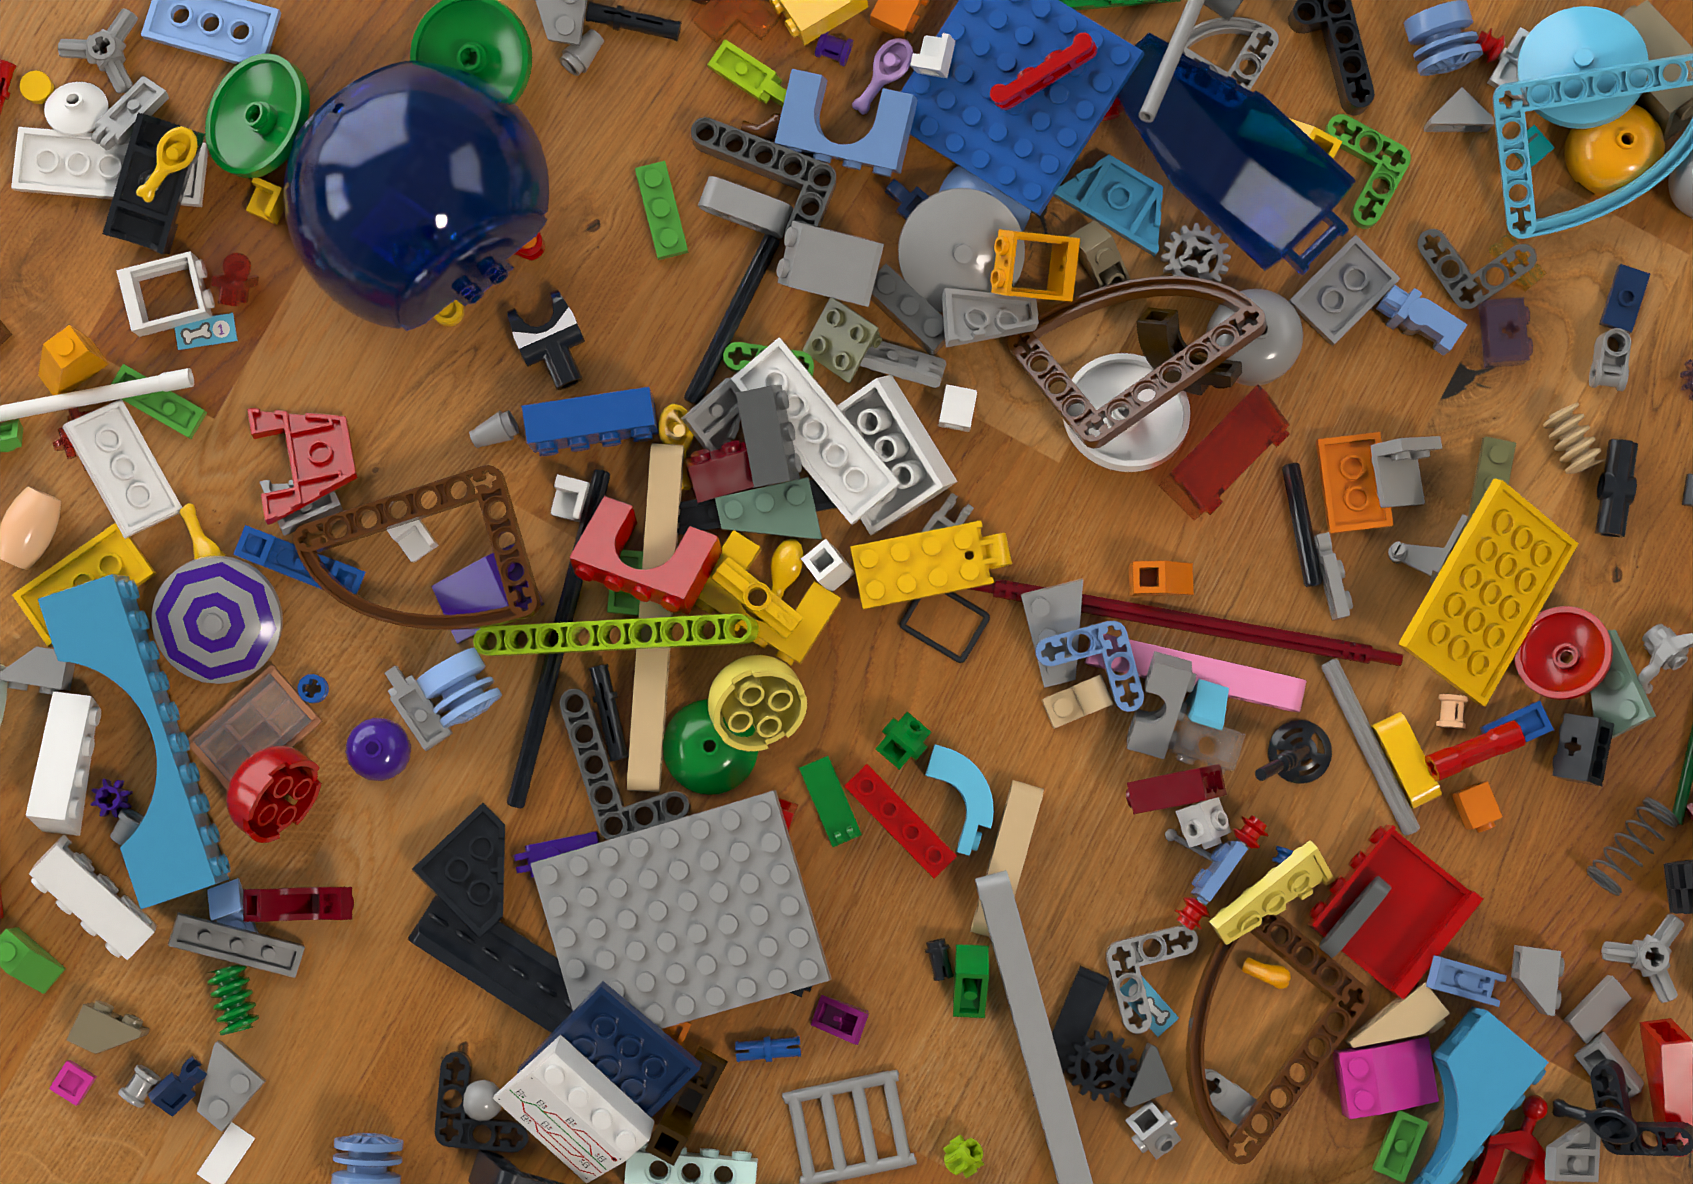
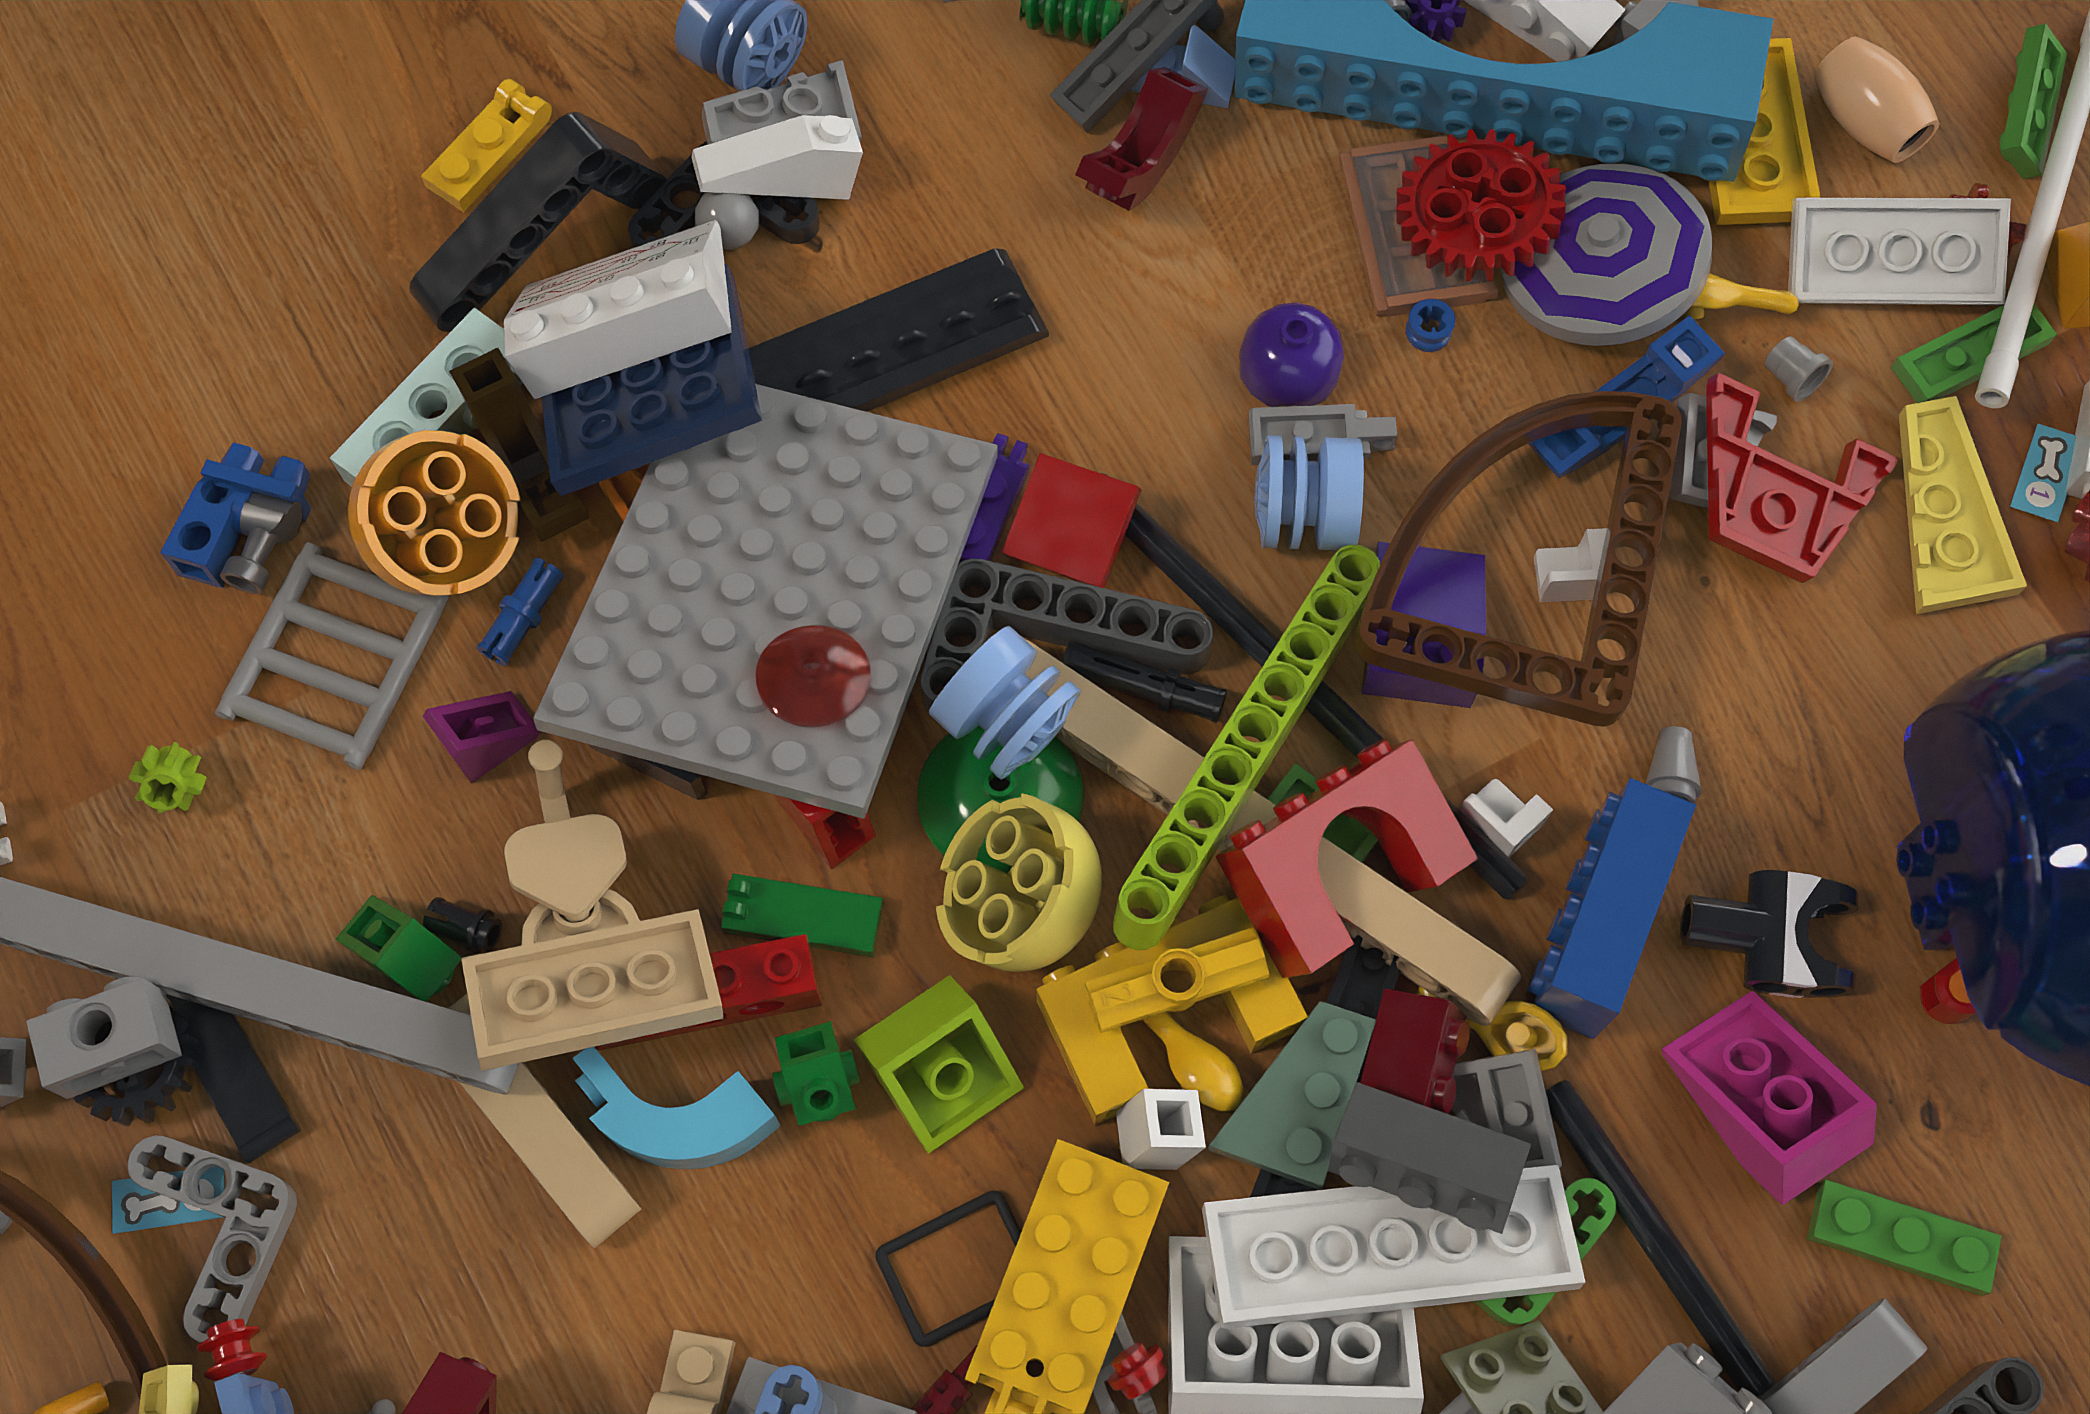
camera: 125 degrees right, 15 degrees down
(201, 701) = (1480, 205): none -> red gear
(224, 485) = (1798, 367): none -> light grey piece
(258, 789) = (1325, 174): red cylinder -> none
(266, 364) = (1953, 519): none -> light yellow wing
(401, 1109) = (801, 95): none -> light grey wing
(434, 1089) = (784, 159): none -> white slope
(451, 314) = (1896, 814): yellow tile -> none
(469, 870) = (1041, 366): black plate -> none
(547, 800) = (1071, 521): none -> red tile
(633, 302) = (1772, 1096): none -> dark pink slope
(675, 755) = (1004, 702): none -> light blue wheel
(737, 855) = (818, 694): none -> clear red dish
(751, 1119) = (457, 497): none -> light orange cylinder
(860, 688) = (939, 1063): none -> lime slope
(937, 873) = (585, 974): none -> tan plate
(941, 509) = (1137, 1370): none -> red plate
(1121, 1080) = (138, 1039): none -> light grey brick
(1150, 1078) = (57, 1125): dark grey slope -> none

